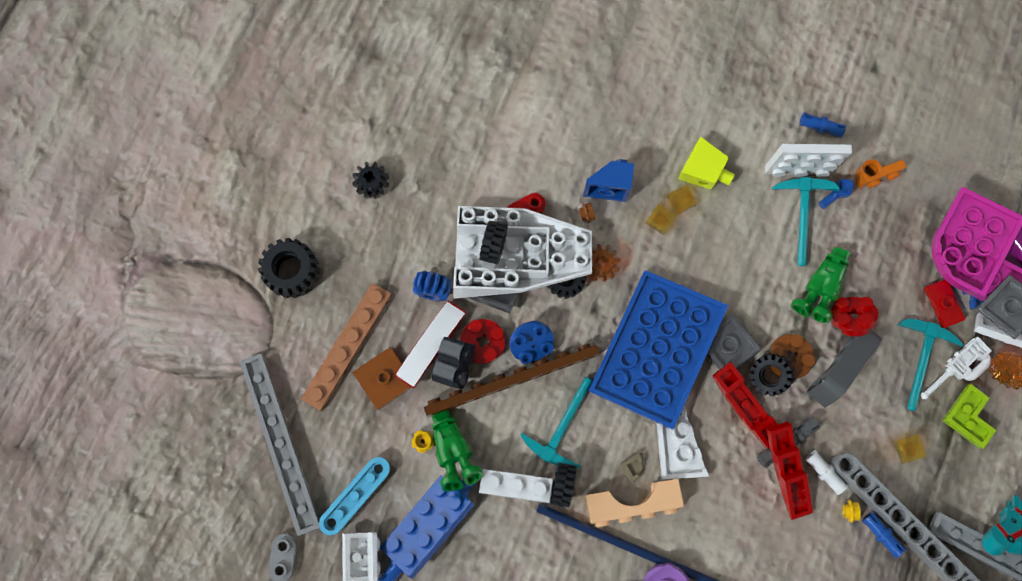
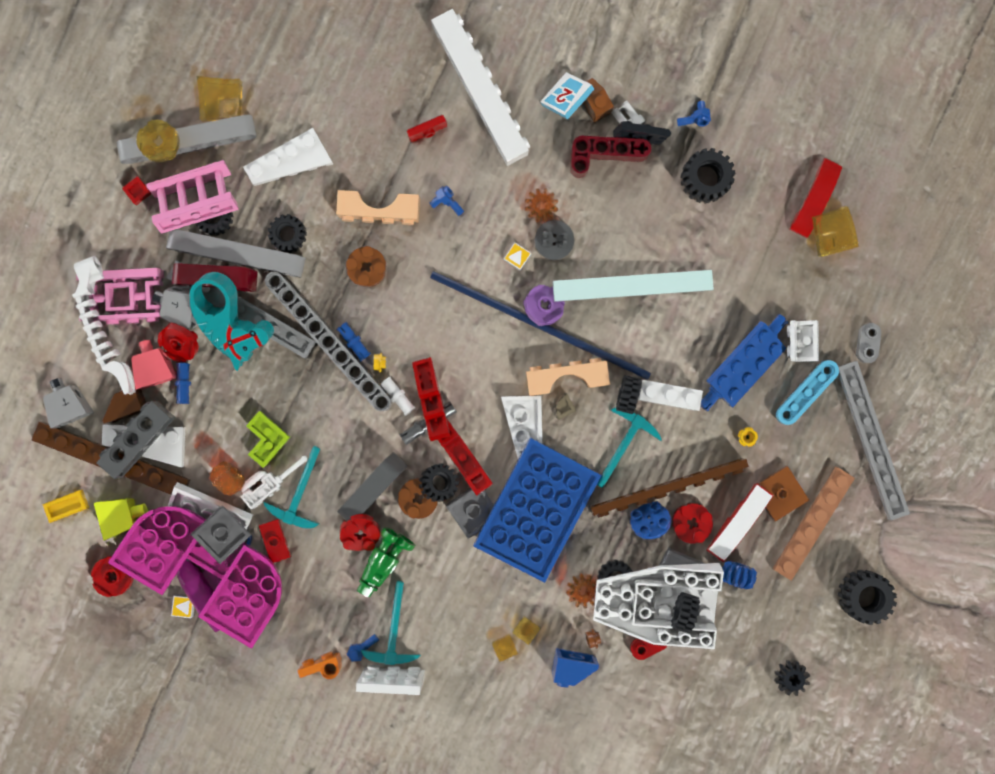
camera: 175 degrees left, 10 degrees up
(451, 449) = (723, 429): green piece -> none
(453, 362) = (721, 504): black brick -> none
(706, 166) = (481, 679): neon yellow torso -> none
(822, 125) = (368, 715): blue pin -> none
(910, 449) = (322, 413): clear yellow plate -> none

